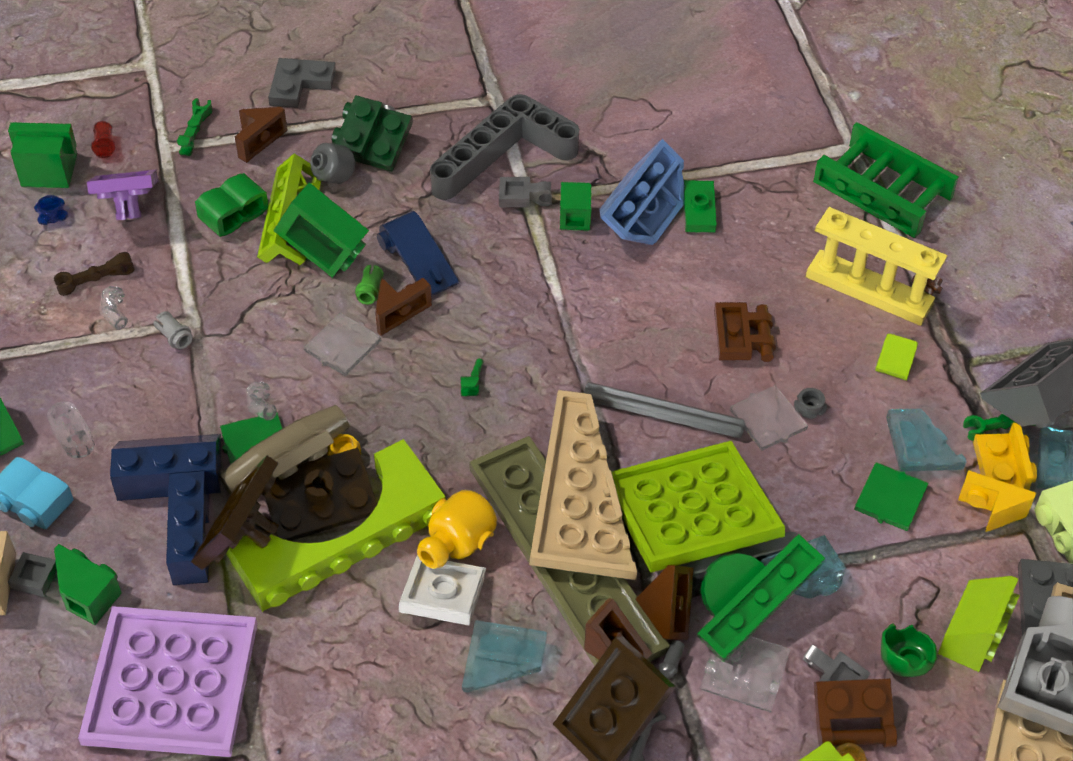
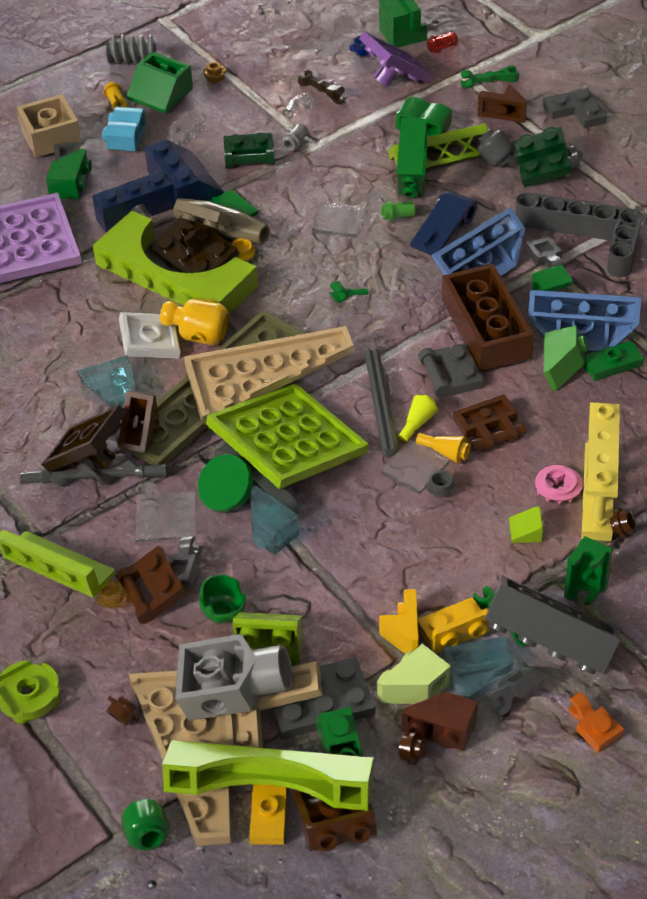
camera: 70 degrees right, 5 degrees down
(153, 380) = (248, 149): none -> dark green plate
(240, 516) = (133, 203): dark brown plate -> none
(255, 401) = (264, 192): clear arm -> none
(399, 307) = (385, 229): reddish brown slope -> none
(490, 236) = (493, 242): none -> medium blue wedge
(599, 271) = (487, 317): none -> reddish brown brick
(649, 330) = (458, 366): none -> dark grey plate
(669, 602) = (191, 449): reddish brown slope -> none
(683, 235) = (563, 355): none -> bright green slope
(701, 381) = (421, 410): none -> neon yellow cone
(761, 598) = (217, 492): green plate -> none
(767, 373) = (451, 447): none -> yellow cone
(851, 302) = (553, 476): none -> bright pink gear
(891, 496) = (379, 563): green piece -> none
(919, 443) = (440, 562): clear light blue wing -> none
(990, 328) = (588, 570): none -> green hinge

